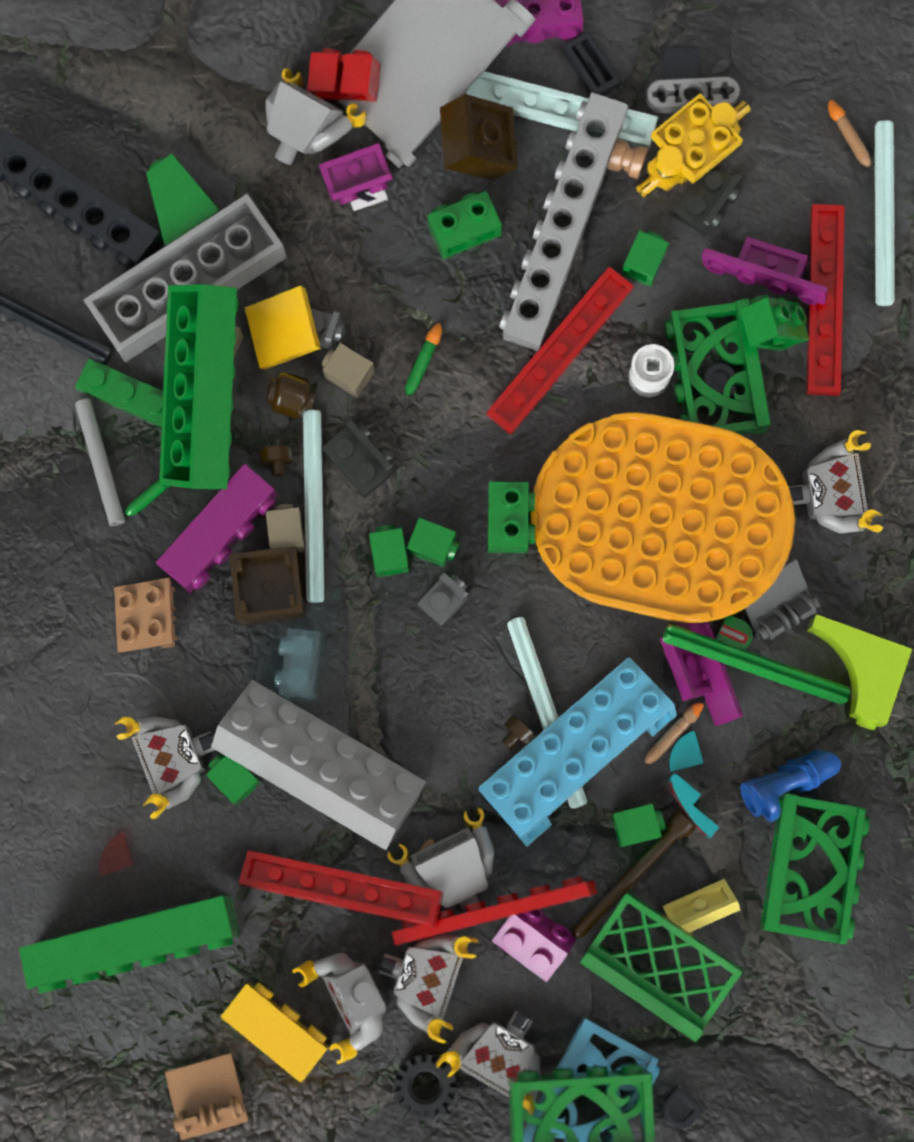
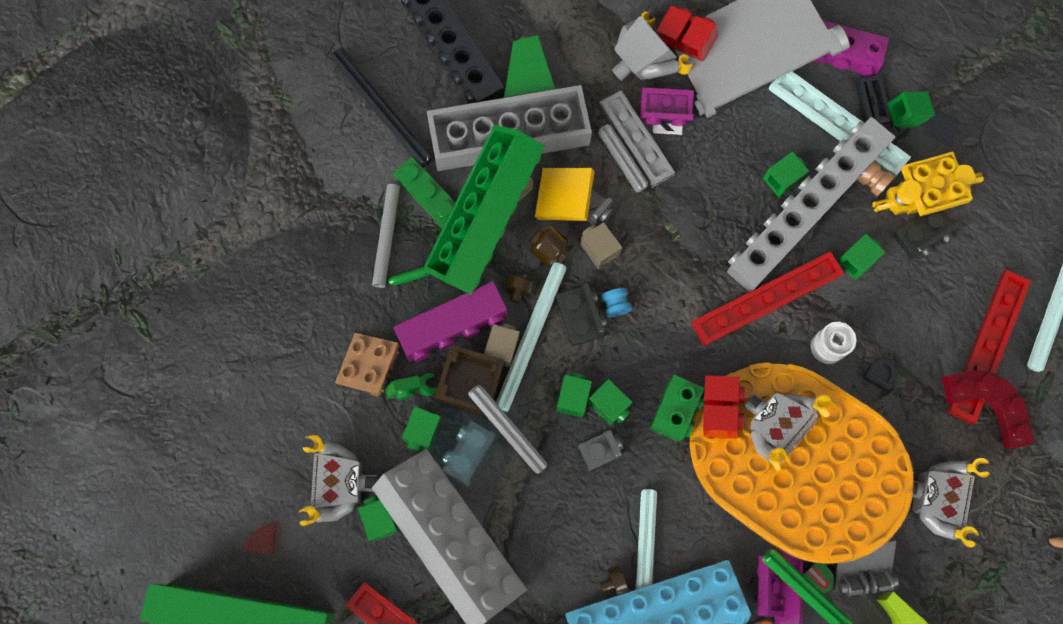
camera: 15 degrees right, 5 degrees down
(199, 623) = (406, 387): none -> green plate
(237, 661) = (421, 430): none -> green brick
(331, 256) = (623, 158): none -> light grey axle
(331, 619) = (507, 428): none -> light grey axle
(337, 226) = (636, 139): none -> light grey tile
(393, 427) = (616, 302): none -> dark azure wheel
(432, 339) = (660, 261): green piece -> none
(464, 224) = (732, 175): green brick -> none
(478, 137) = (770, 115): dark brown container -> none
(524, 197) = (786, 174): none -> green brick
(556, 495) = (722, 407): none -> red piece
(627, 484) = (783, 423): none -> light grey torso
(636, 59) = (911, 109): none -> green brick
(701, 84) = (927, 139): light grey beam -> none
(752, 402) = (913, 342): green fence -> none
(768, 266) = (955, 303): magenta bracket -> none
(774, 323) = (945, 347): green brick -> none
(838, 115) = (1052, 228): medium nougat piece -> none
(856, 352) = (1000, 396): none -> dark red plate

